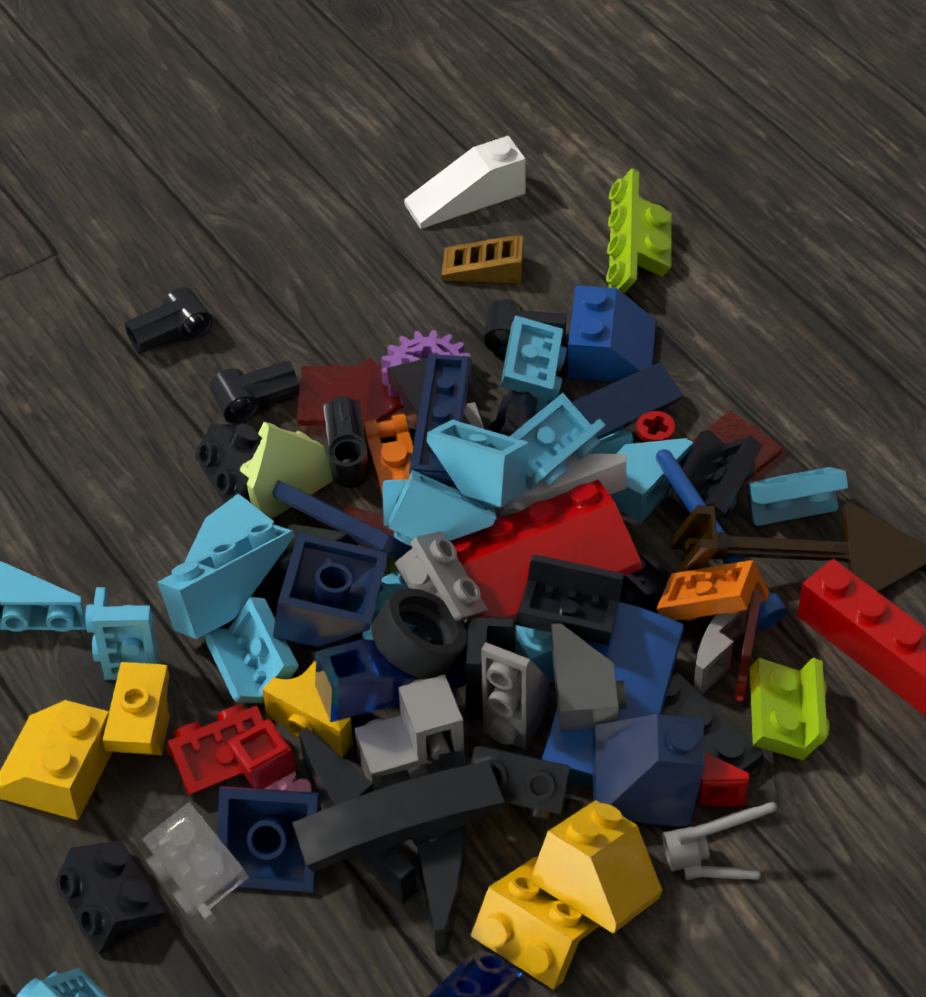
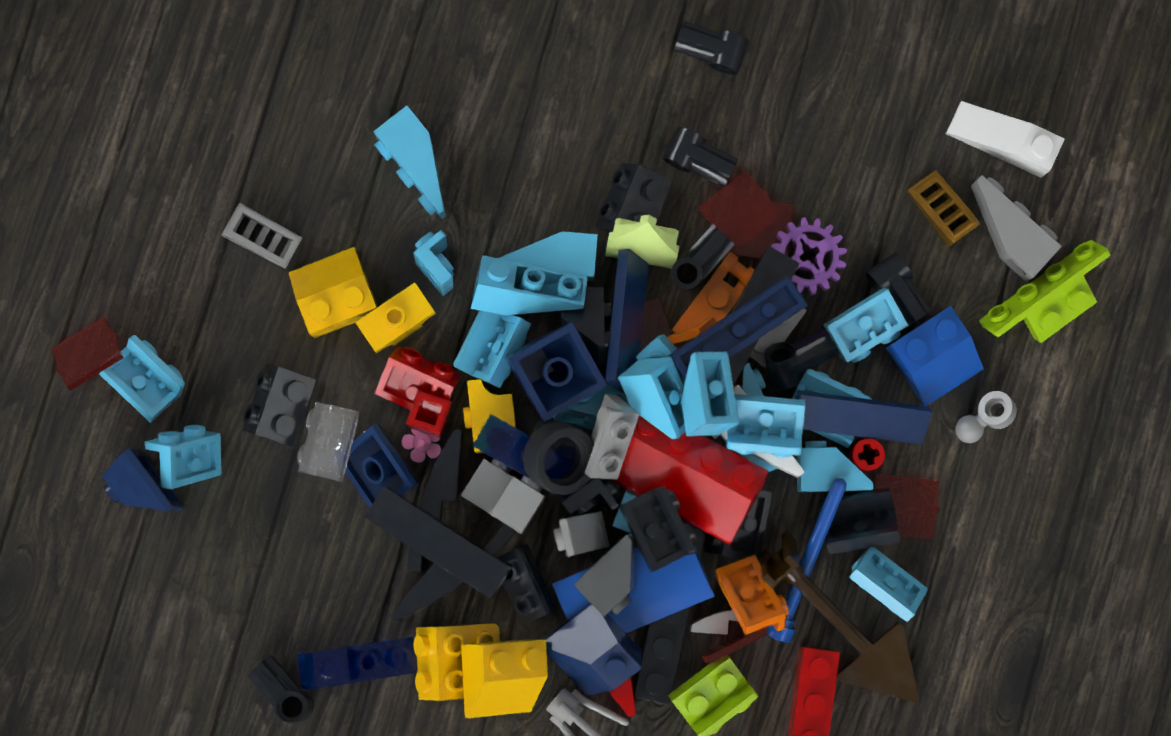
camera: 45 degrees right, 35 degrees up
(552, 225) = (1015, 235): none -> light grey slope
(702, 359) = (971, 428): none -> light grey plate

